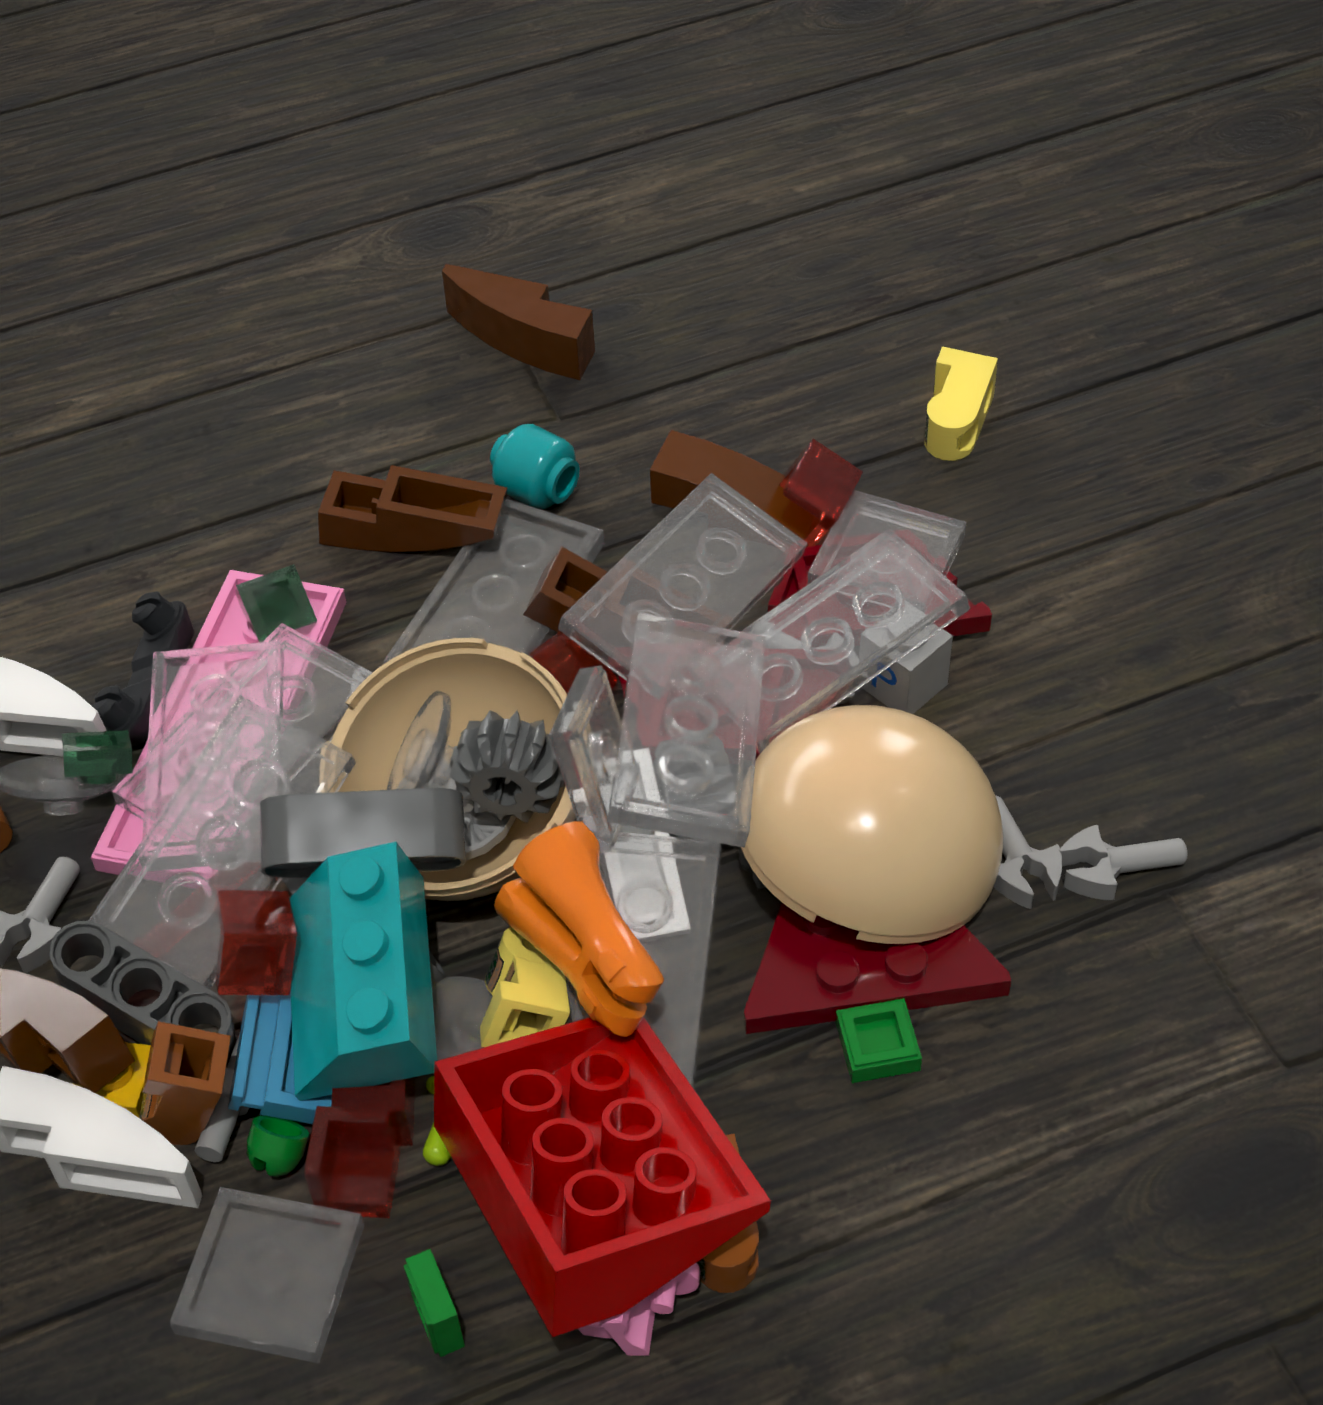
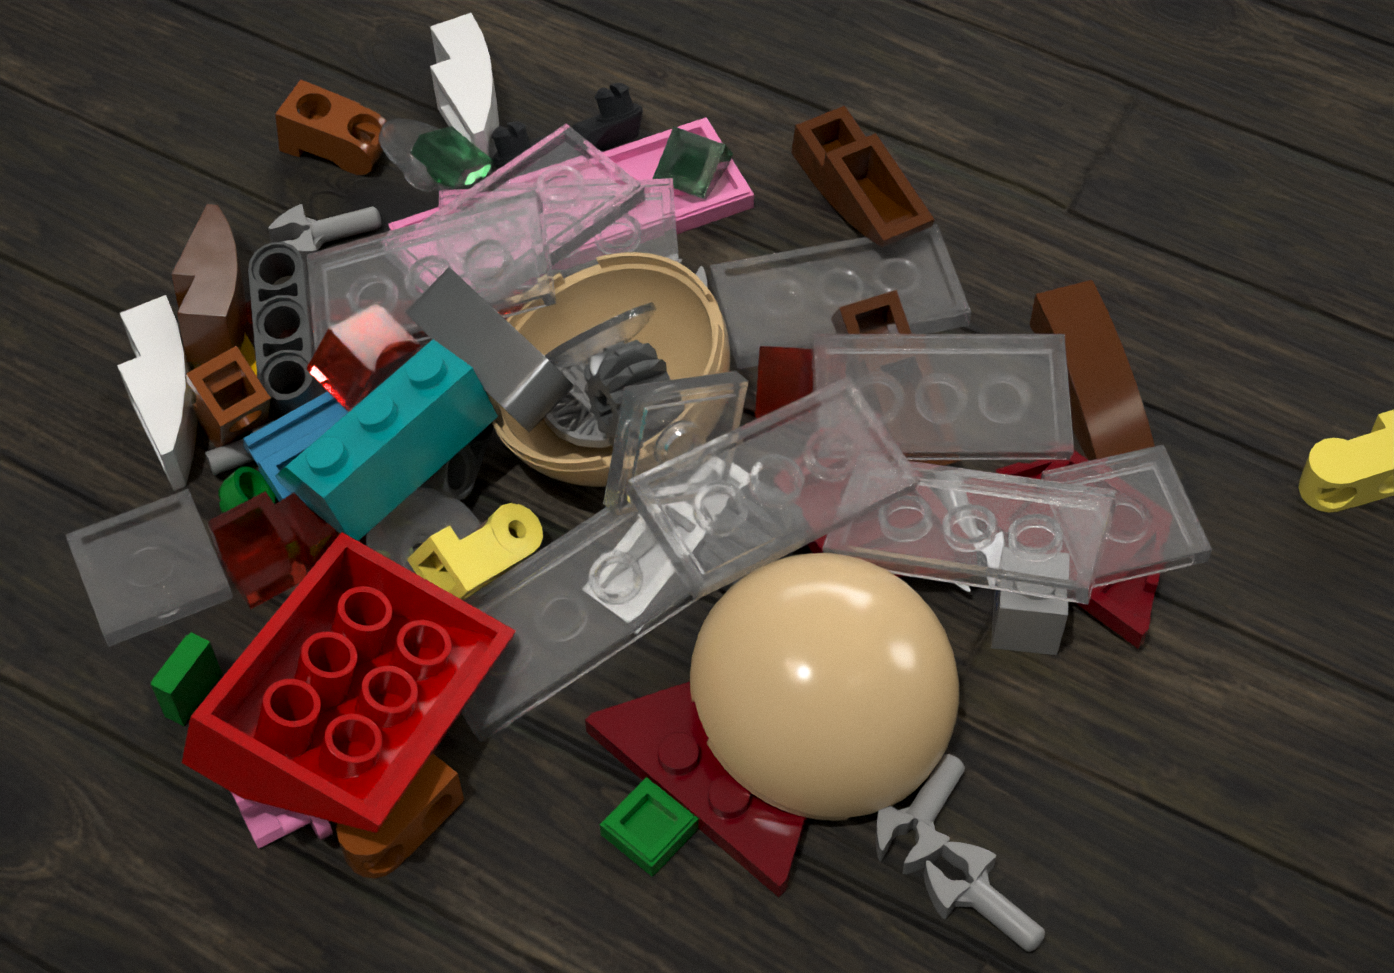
camera: 50 degrees right, 5 degrees up
(521, 320) = (1130, 116): reddish brown slope -> none
(534, 466) = (982, 224): teal head -> none
(573, 922) = (535, 519): orange piece -> none
(821, 485) = (1135, 418): clear red panel -> none

